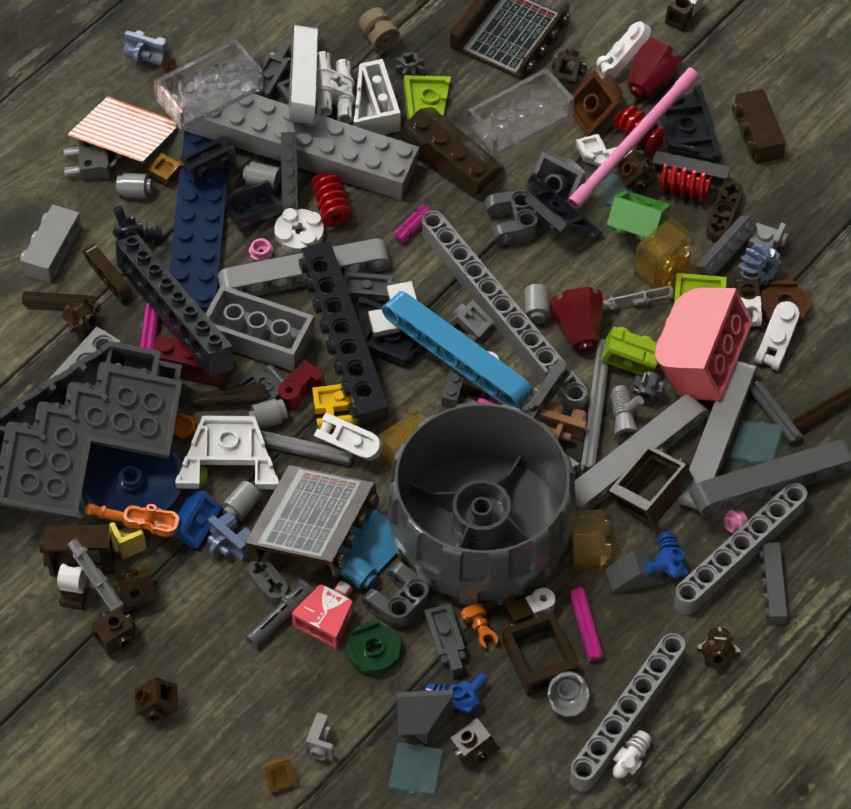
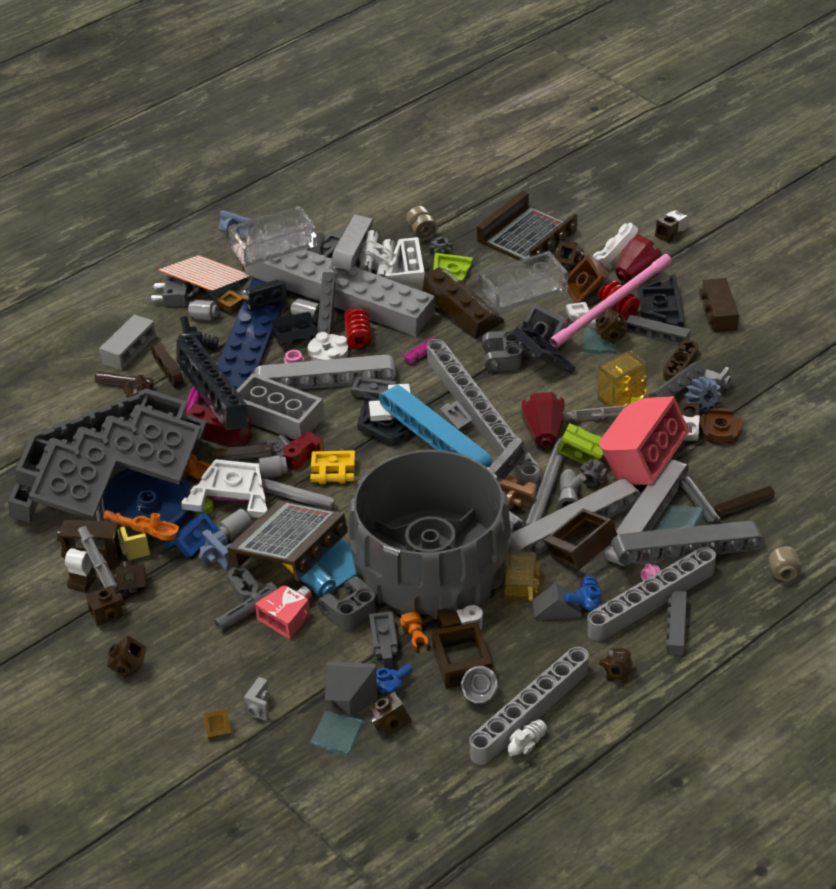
camera: 10 degrees right, 15 degrees down
(349, 437) = (332, 485): white plate -> none
(365, 410) = (345, 414): black brick -> none
(368, 662) = (324, 649): dark green plate -> none
(537, 303) = (511, 409): light grey brick -> none
(586, 625) = (507, 639): dark pink axle -> none
(637, 214) = (600, 350): bright green brick -> none
(685, 183) = (650, 338): red piece -> none
(778, 335) = (710, 445): white plate -> none

